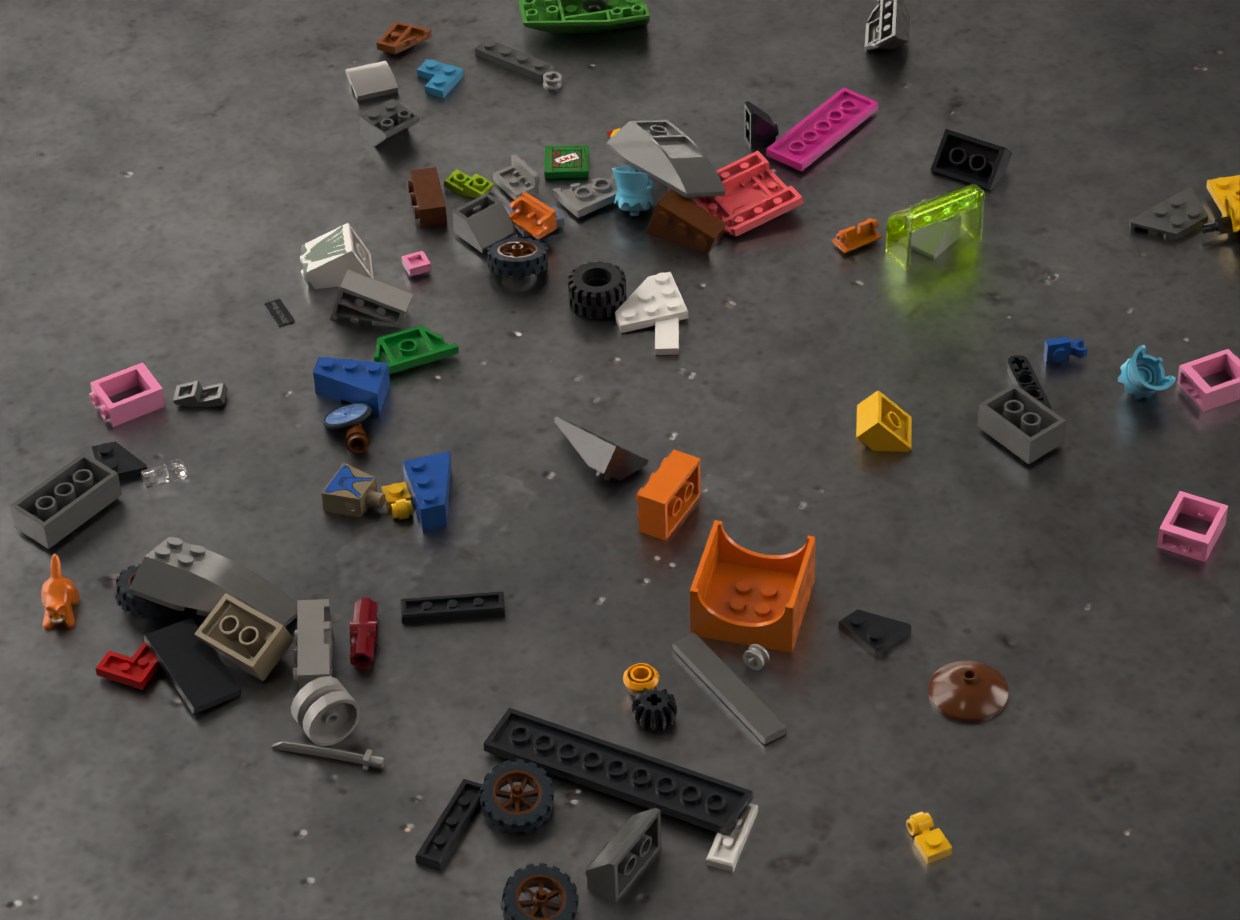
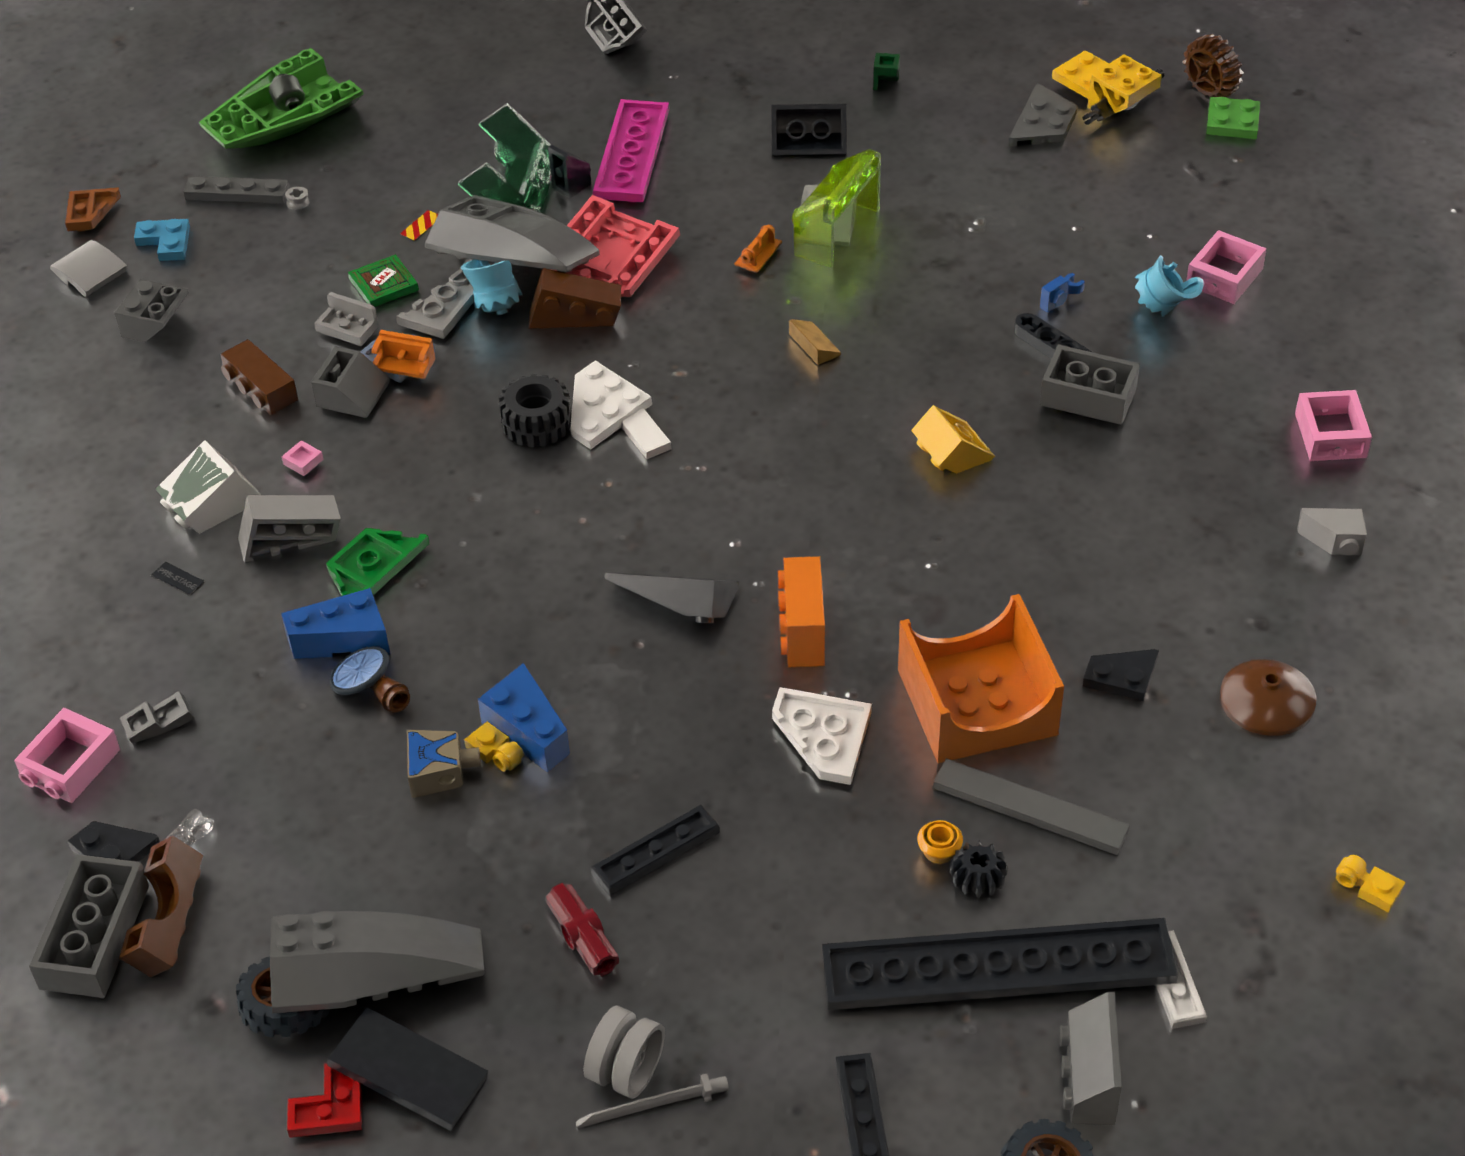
camera: 30 degrees left, 5 degrees up
(57, 597) = (167, 1055): orange animal -> none
(136, 490) = (173, 873): none -> reddish brown arch
(245, 636) = (453, 1001): dark tan slope -> none
(313, 641) = (543, 978): light grey wedge -> none
(466, 185) = (300, 347): lime slope -> none
(507, 775) = (907, 1080): black wheel -> none
(517, 257) = (417, 407): black wheel -> none
(626, 580) = (823, 731): none -> white plate
(729, 121) = (523, 155): none -> clear green windscreen
(755, 657) = (1034, 758): light grey bush -> none
(844, 317) = (813, 341): none -> pearl gold slope
(1071, 132) = (885, 68): none -> dark green panel
(1123, 599) = (1334, 529): none -> light grey slope

